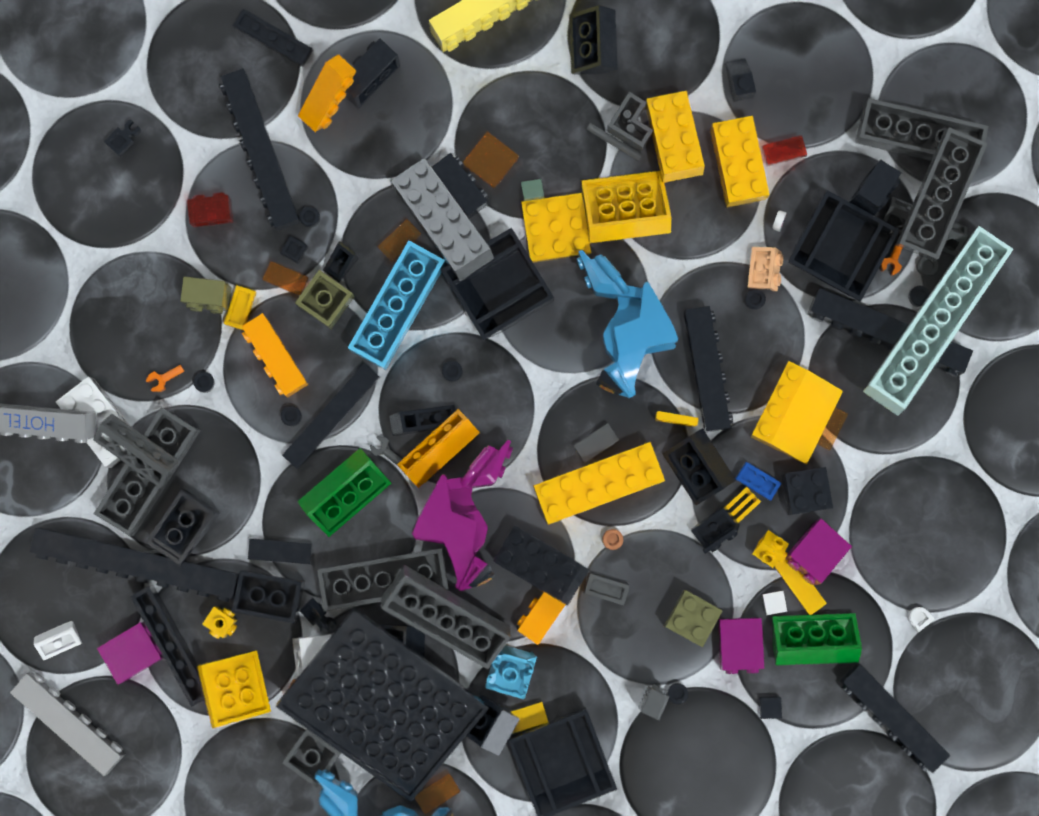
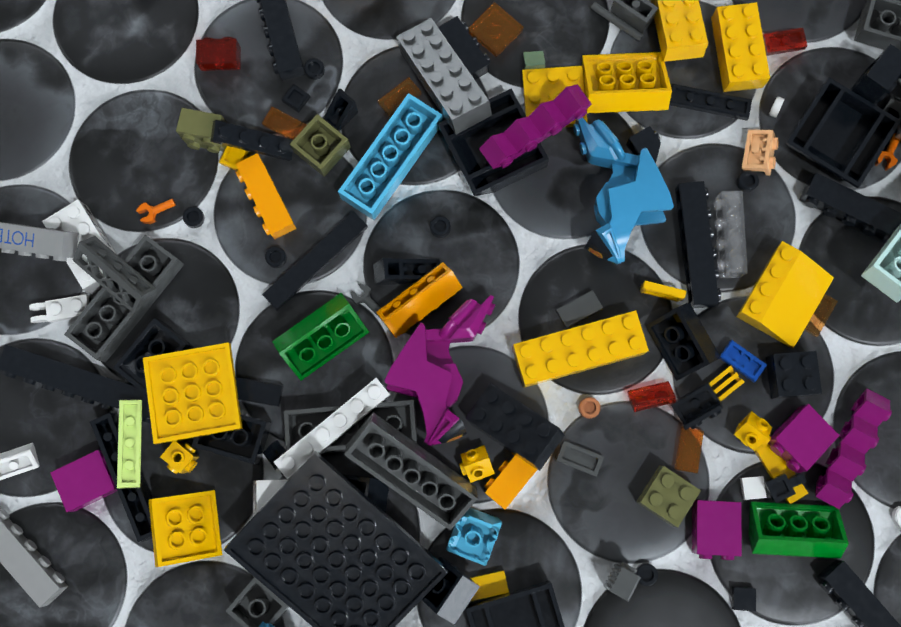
camera: 10 degrees right, 5 degrees down
(84, 486) = (60, 309): none -> white hinge
(172, 614) = (129, 444): none -> yellowish green tile
(227, 560) = (192, 393): none -> yellow plate
(256, 302) = (251, 140): none -> black plate
(366, 582) = (332, 427): none -> white plate
(507, 603) = (476, 464): none -> yellow brick
(543, 264) = (529, 131): none -> magenta brick
(651, 270) = (642, 139): none -> black slope
(671, 523) = (651, 396): none -> clear red plate
(711, 572) = (689, 450): none -> clear orange tile
(713, 219) = (710, 102): none -> black tile
(739, 356) = (730, 234): none -> clear brick
(800, 600) = (782, 487): none -> black plate
(869, 549) = (848, 457): none -> magenta brick

